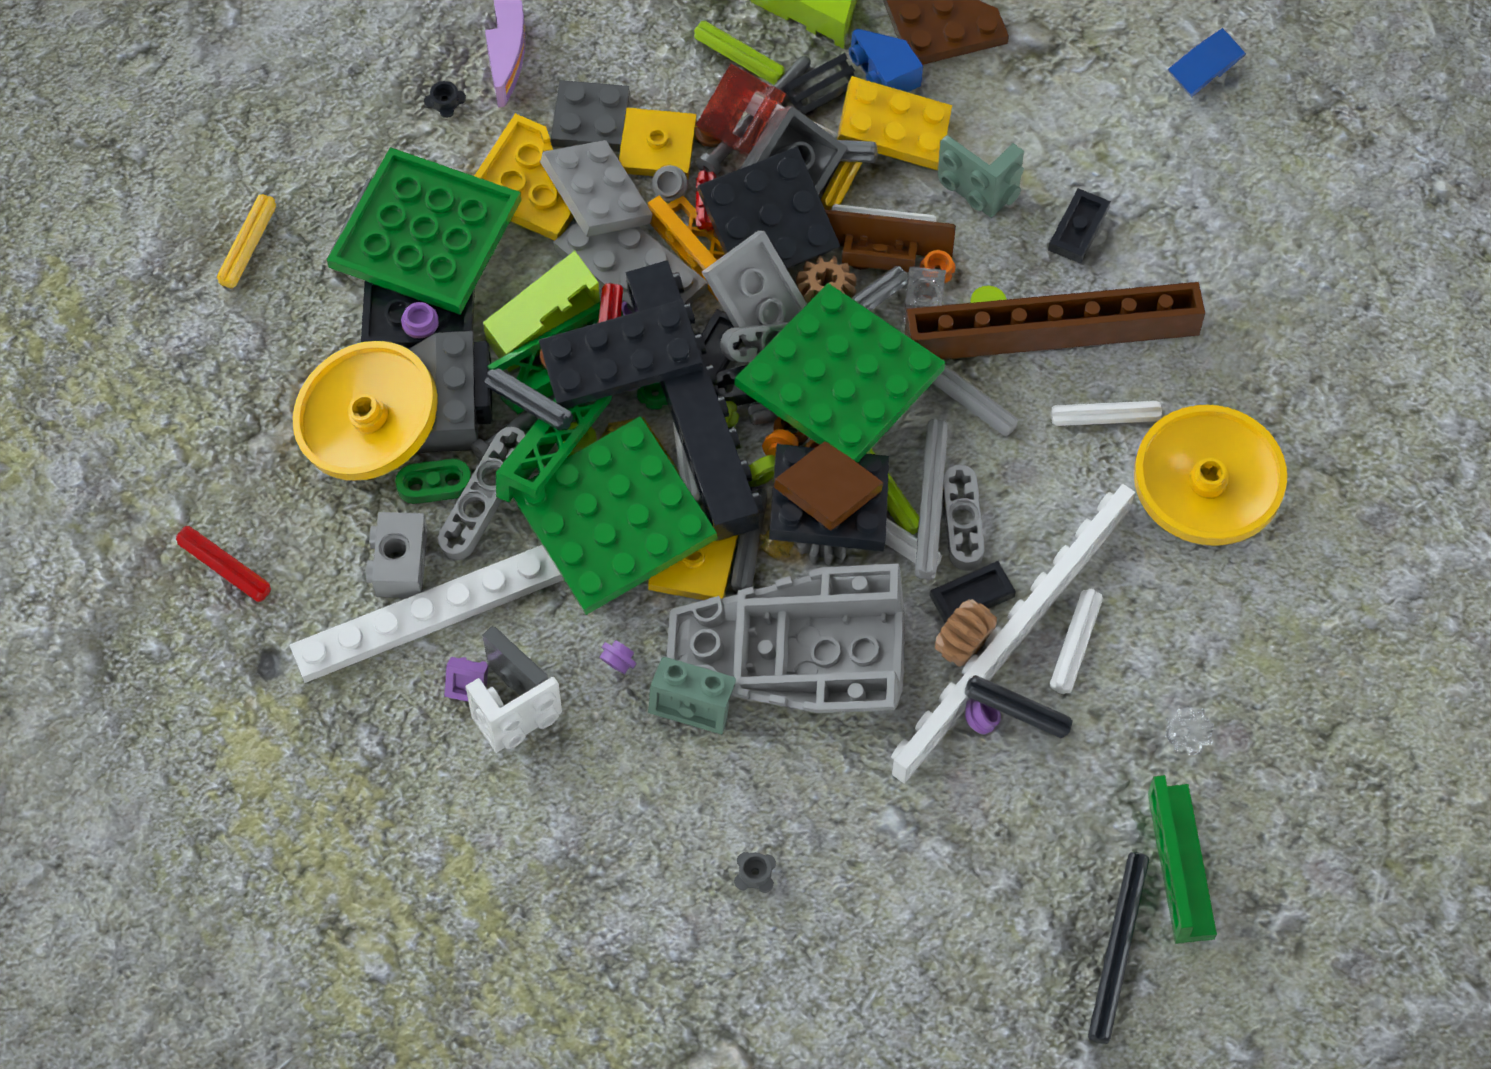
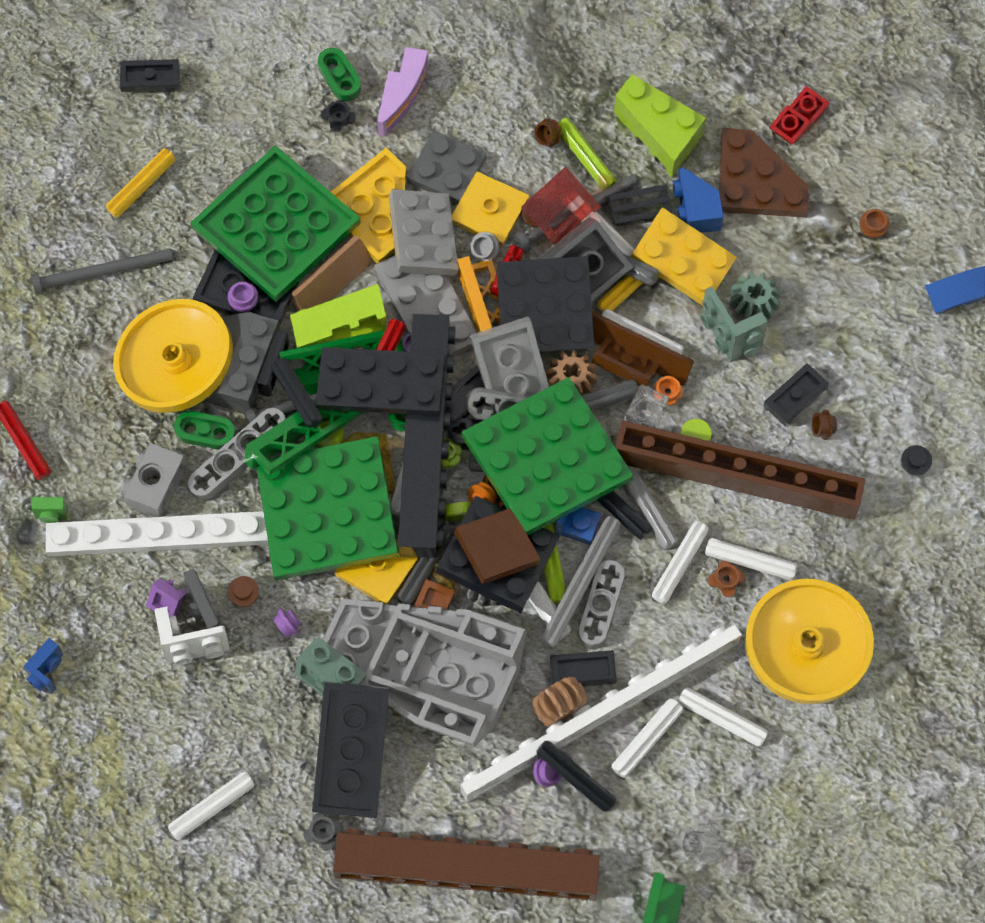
camera: 20 degrees right, 5 degrees up
(173, 385) = (101, 269): none -> dark grey bar
(210, 123) = (150, 75): none -> black plate
(288, 626) = (49, 509): none -> bright green plate
(351, 796) = (43, 661): none -> blue bracket
(431, 55) = (340, 76): none -> green plate
(511, 267) = (332, 275): none -> medium nougat slope
(551, 641) = (243, 591): none -> dark orange plate
(613, 890) = (211, 805): none -> white axle
(683, 46) = (548, 132): none -> reddish brown plate
(753, 766) = (350, 749): none -> black plate
(773, 568) = (434, 595): none -> dark orange plate
(902, 442) = (579, 525): none -> blue bracket
(935, 849) = (466, 866): none -> reddish brown brick
(951, 413) = (625, 514): none -> black axle
(990, 135) = (743, 294): none -> sand green gear
(1030, 443) = (680, 562): none -> white axle
(1084, 24) = (874, 223): none -> dark orange plate
(1091, 434) = (728, 570): none -> dark orange plate
(1122, 247) = (823, 424): none -> reddish brown plate
(1149, 589) = (723, 717): none -> white axle
(1238, 252) = (916, 460): none -> black plate

